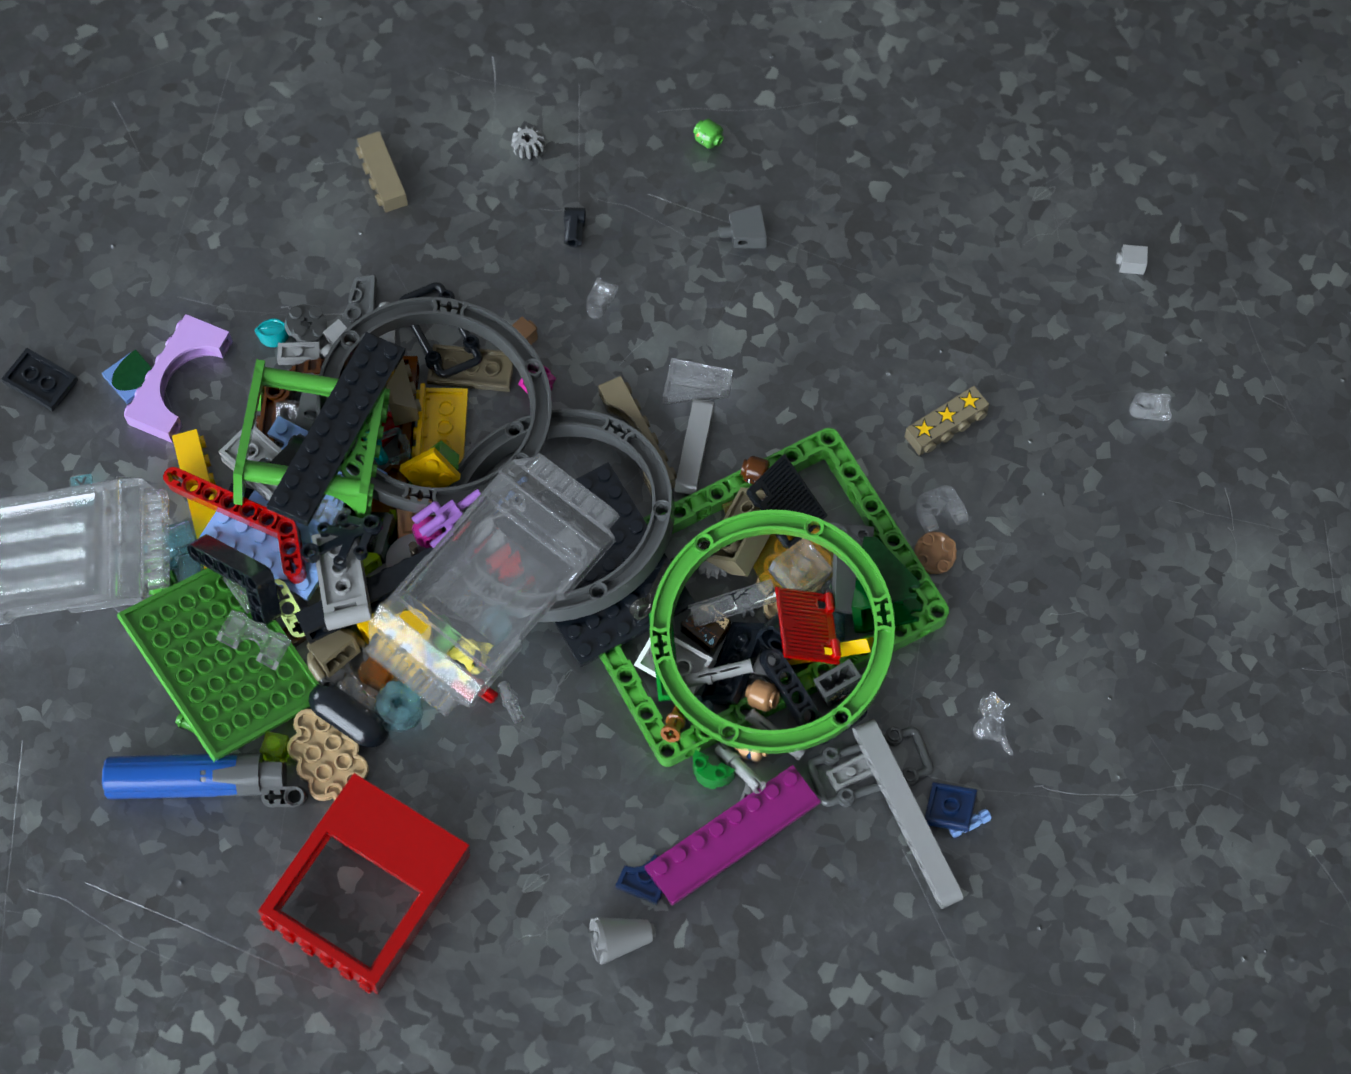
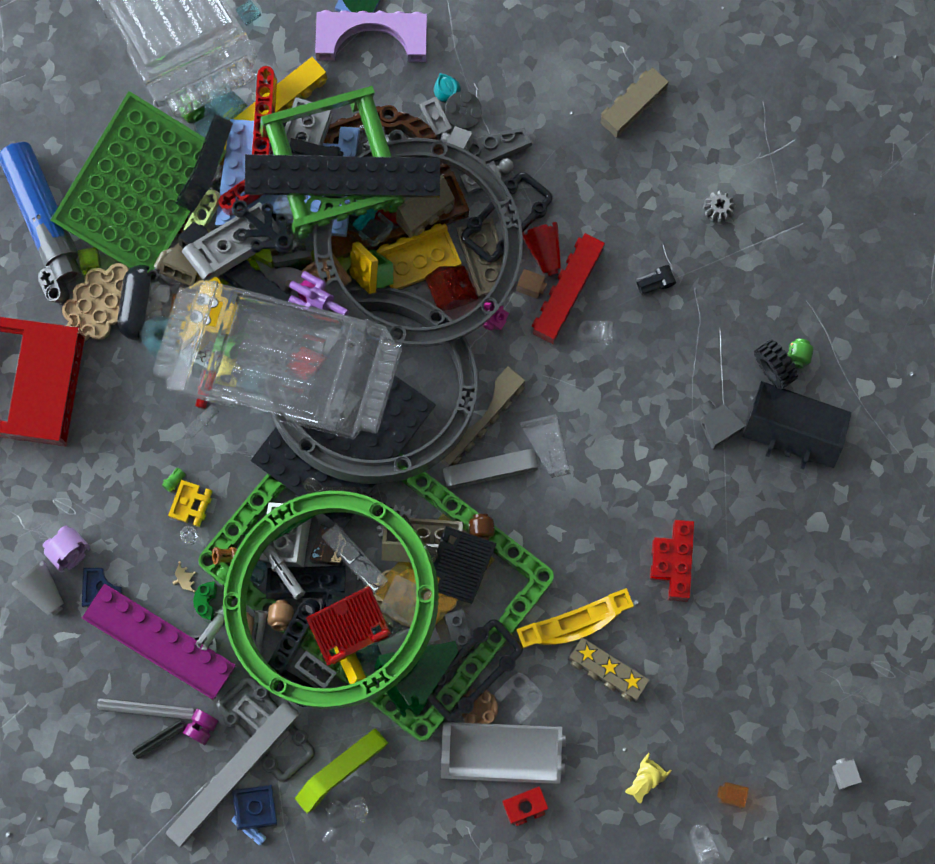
camera: 65 degrees right, 10 degrees up
(240, 628) = (162, 184): clear arch -> none
(487, 408) = (451, 287): none -> clear red slope
(495, 302) = (545, 247): none -> red cone
(543, 304) = (568, 288): none -> red brick
(561, 755) = (173, 480): none -> bright green pin
(588, 891) = (65, 548): none -> lavender brick
(590, 753) = (184, 502): none -> yellow plate
(629, 756) = (185, 530): none -> clear bush
(673, 787) = (184, 578): none -> tan piece
(712, 153) = (776, 364): none -> black tyre
(779, 165) = (797, 425): none -> black piece
(798, 879) = (146, 709): none -> light grey axle
(837, 878) = (158, 739): none -> pearl dark grey axle
(839, 820) = (204, 720): none -> magenta wheel
(864, 318) = (674, 560): none -> red piece
(887, 425) = (576, 623): none -> yellow piece
(903, 507) = (506, 663): none -> black bar
(951, 705) = (339, 769): none -> lime beam
(990, 549) = (502, 752): none -> light grey cylinder
(1047, 559) = (534, 797): none -> red brick
(1070, 427) = (648, 777): none -> light yellow hair
(1115, 361) = (732, 795): none -> clear orange brick

